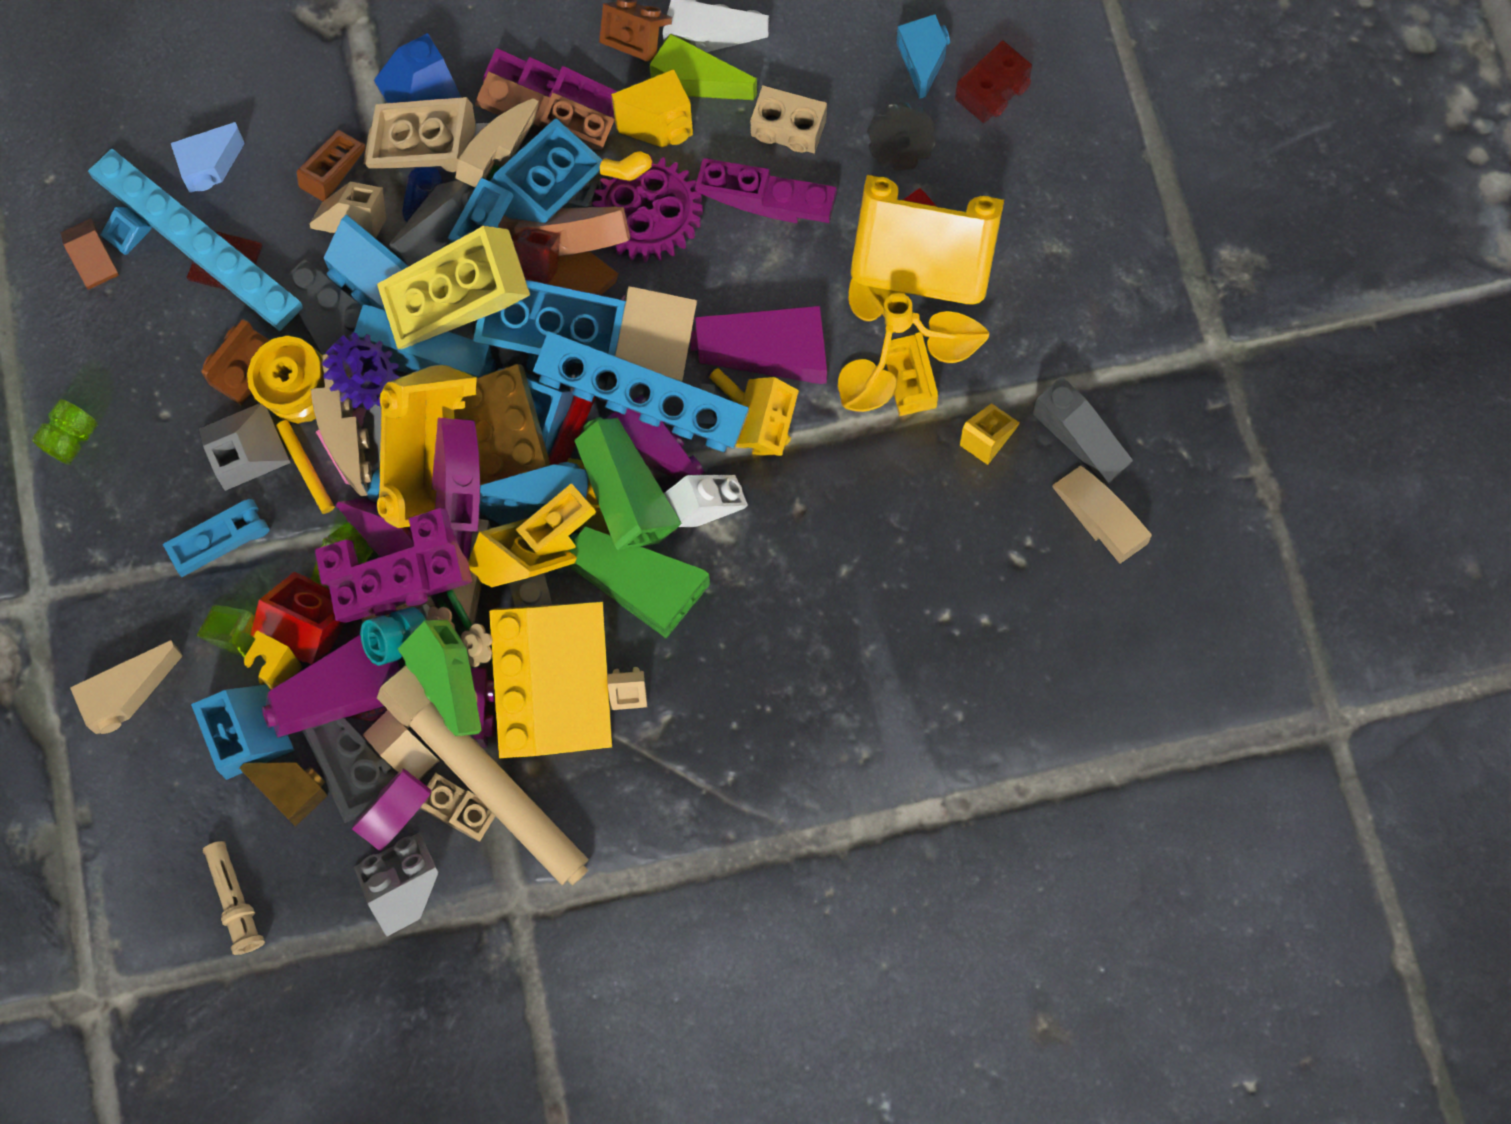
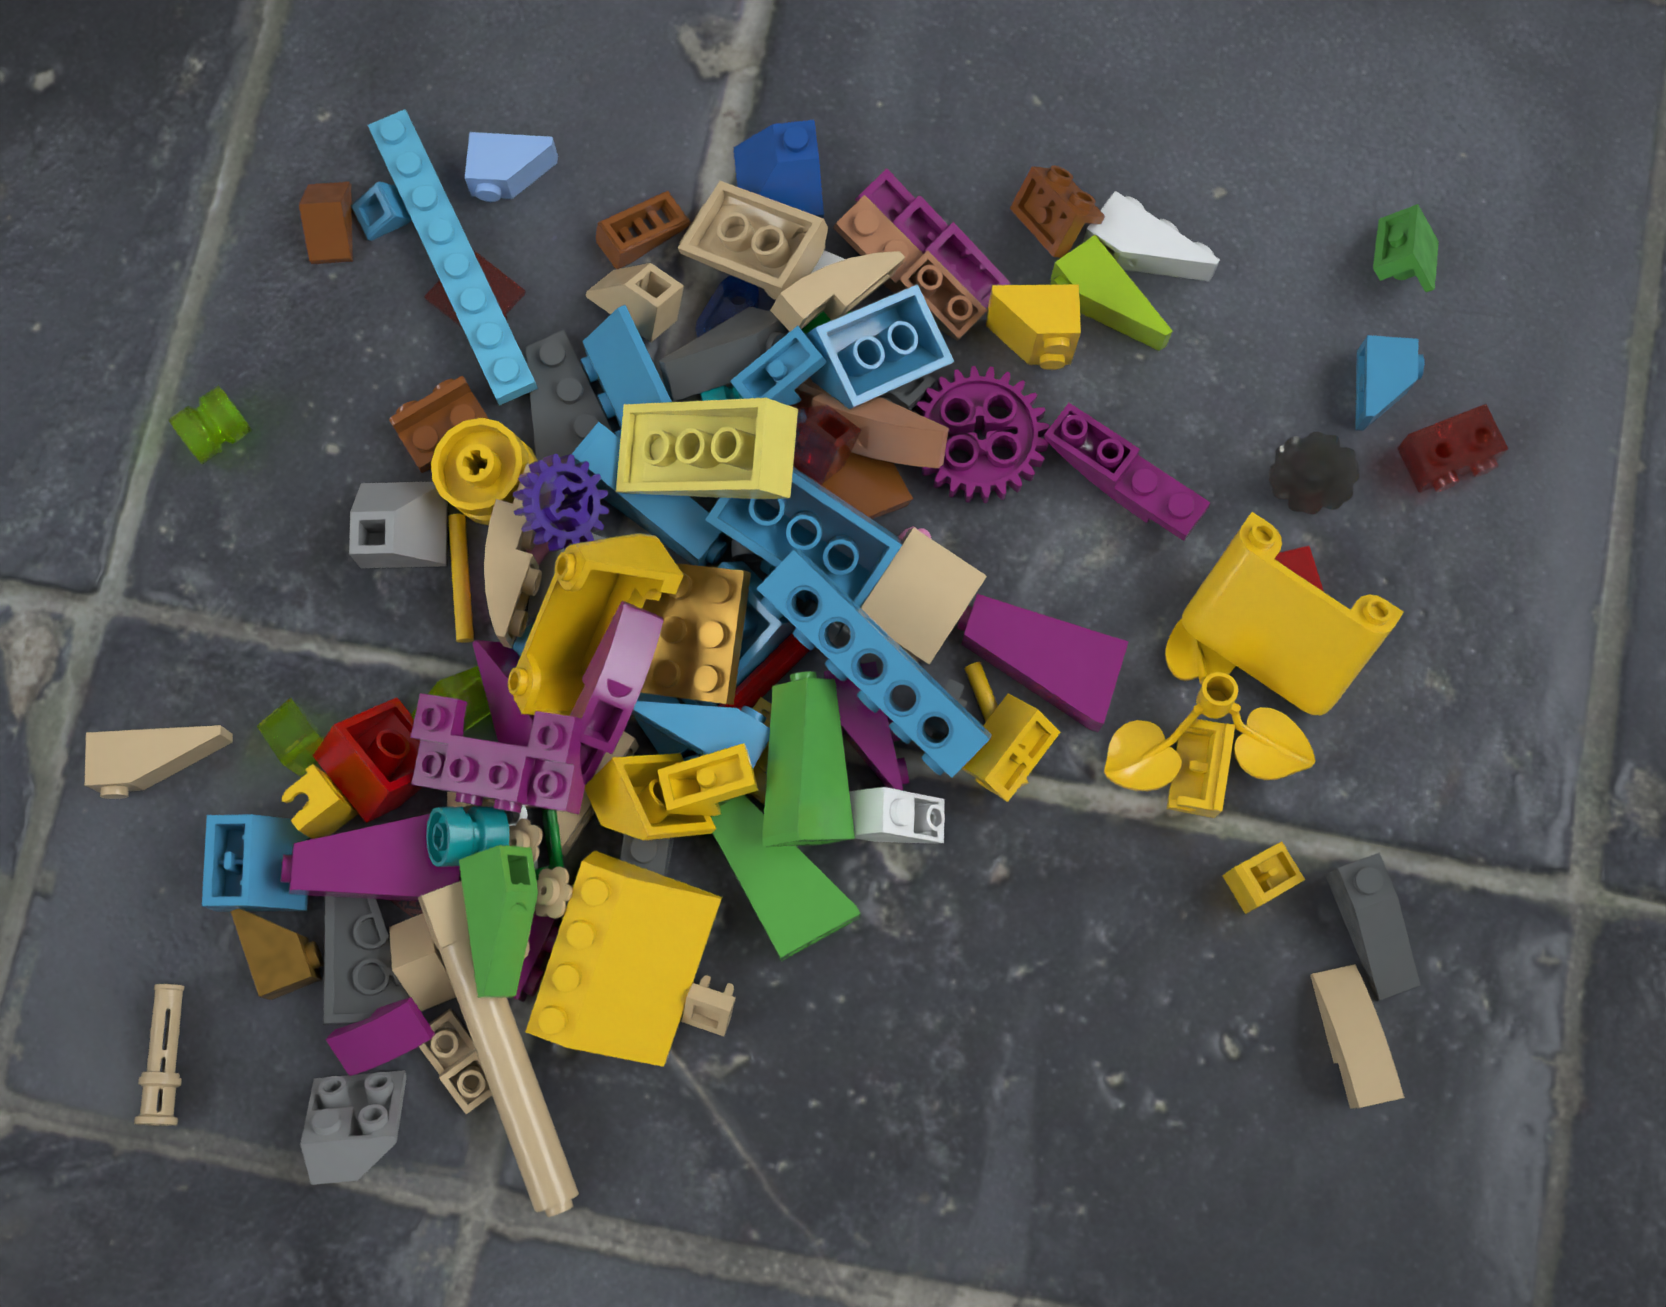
camera: 20 degrees right, 5 degrees up
(215, 537) = (324, 620): dark azure plate -> none
(628, 168) = (975, 379): yellow arm -> none
(791, 112) = (1197, 387): tan brick -> none

